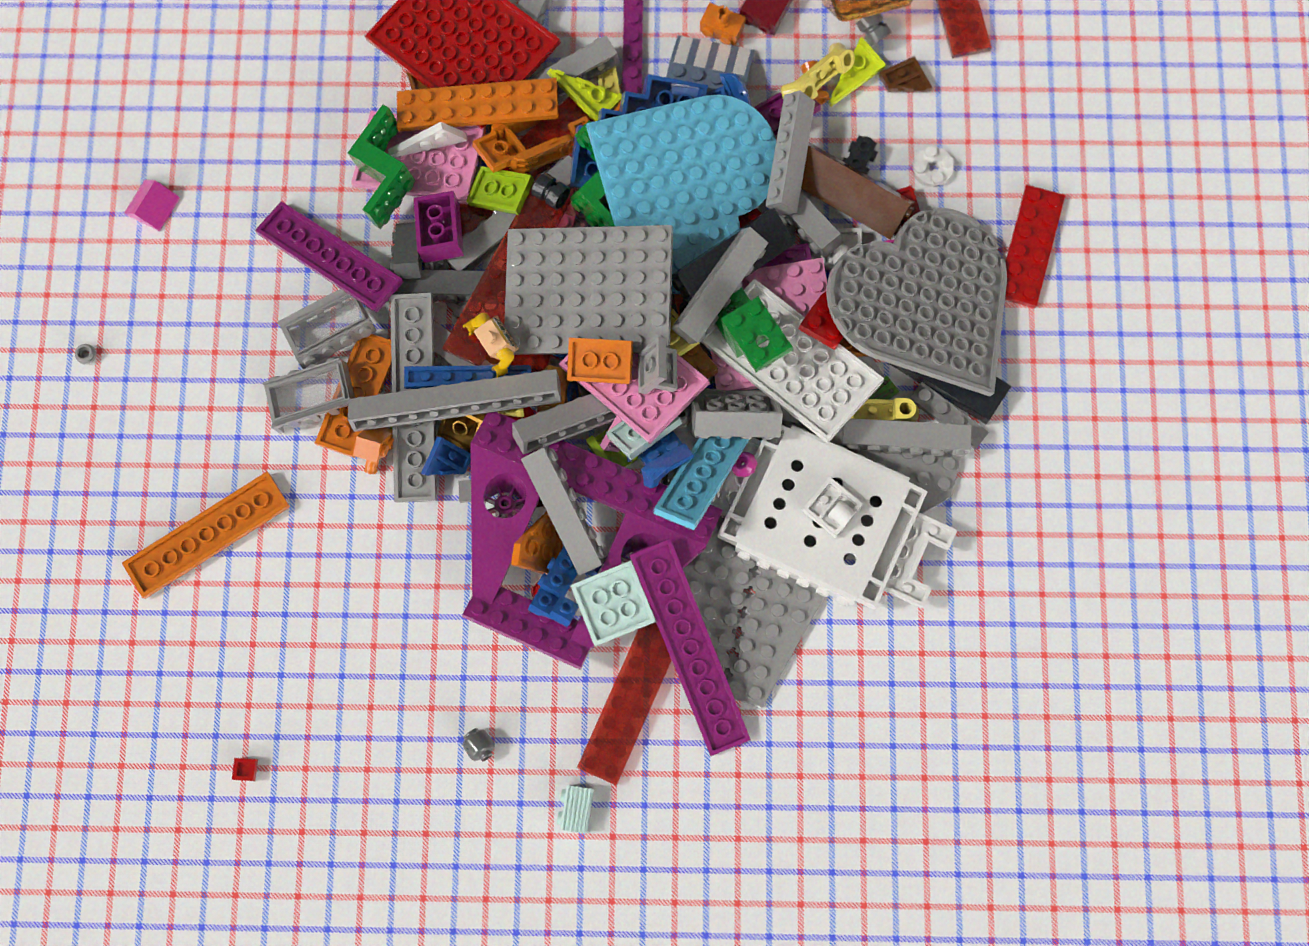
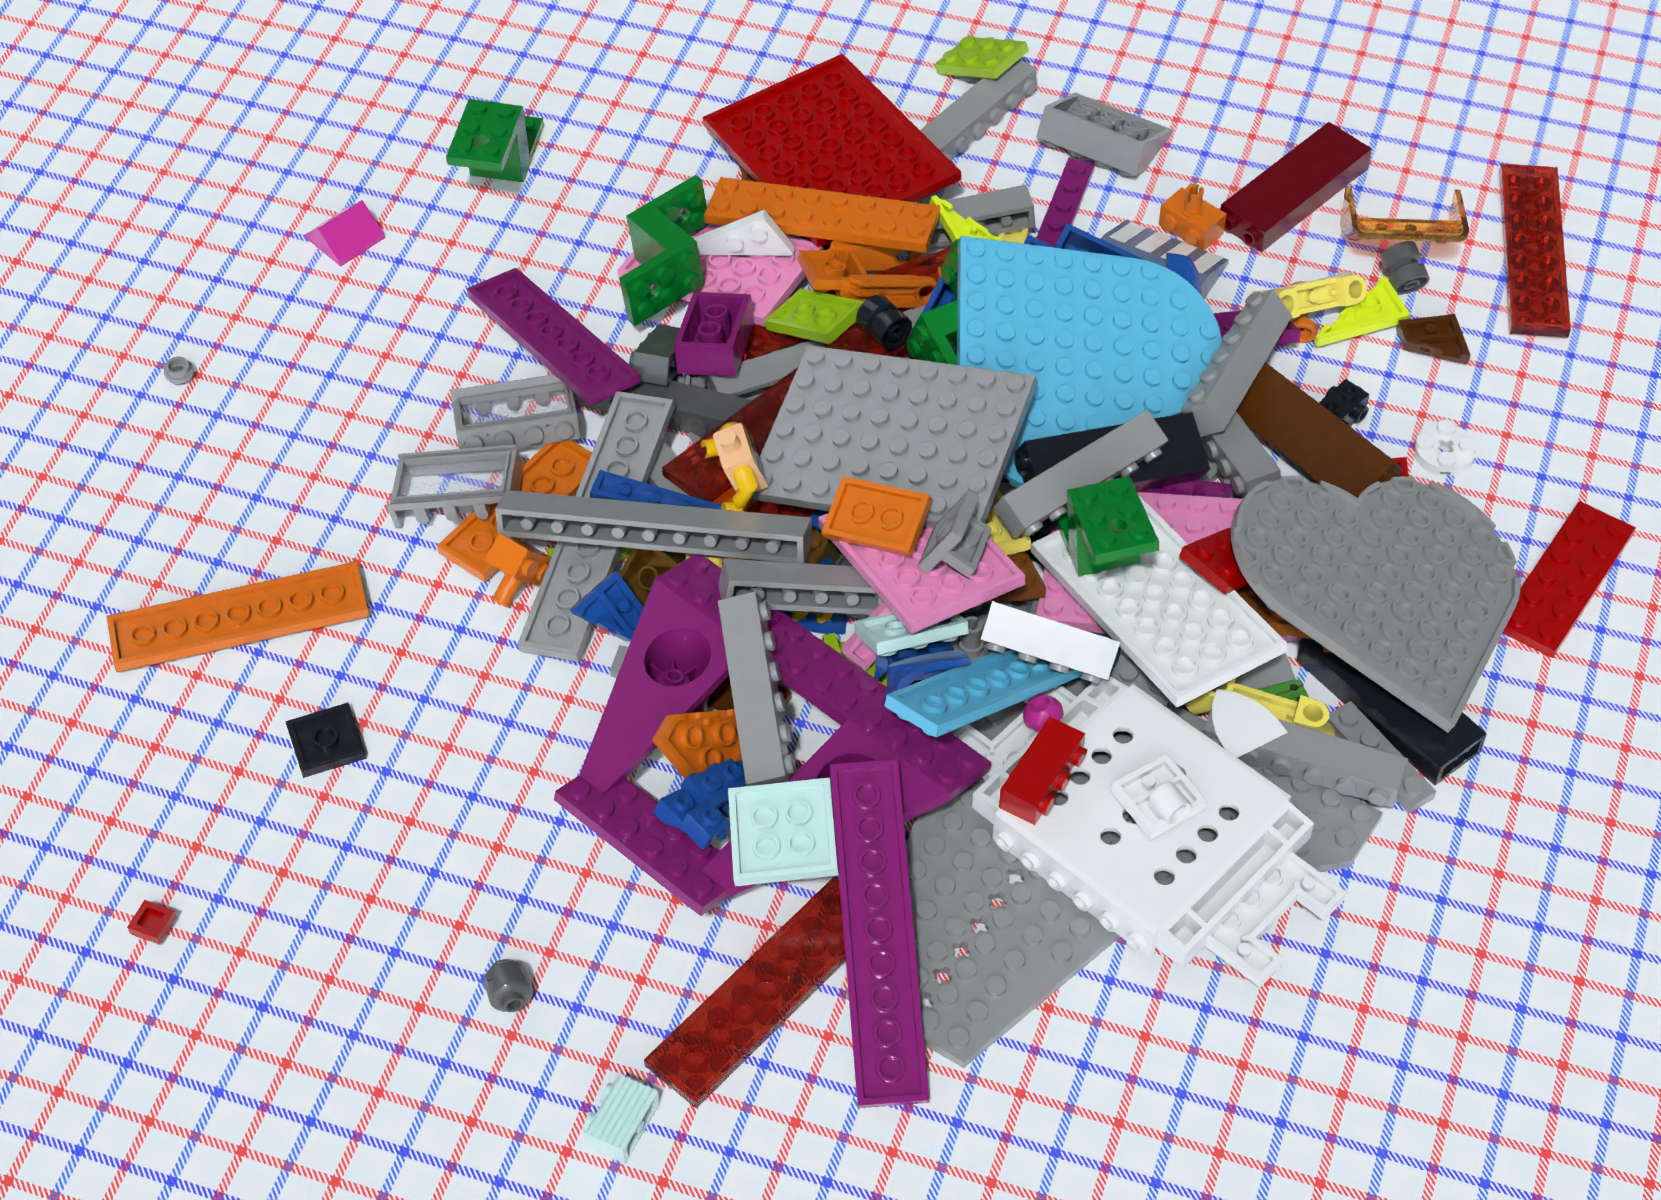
camera: 15 degrees right, 25 degrees down
(228, 103) = (495, 140): none -> green bracket
(298, 606) = (325, 740): none -> black tile
(758, 512) = (1043, 771): none -> red brick
(867, 432) = (1243, 723): none -> white sticker

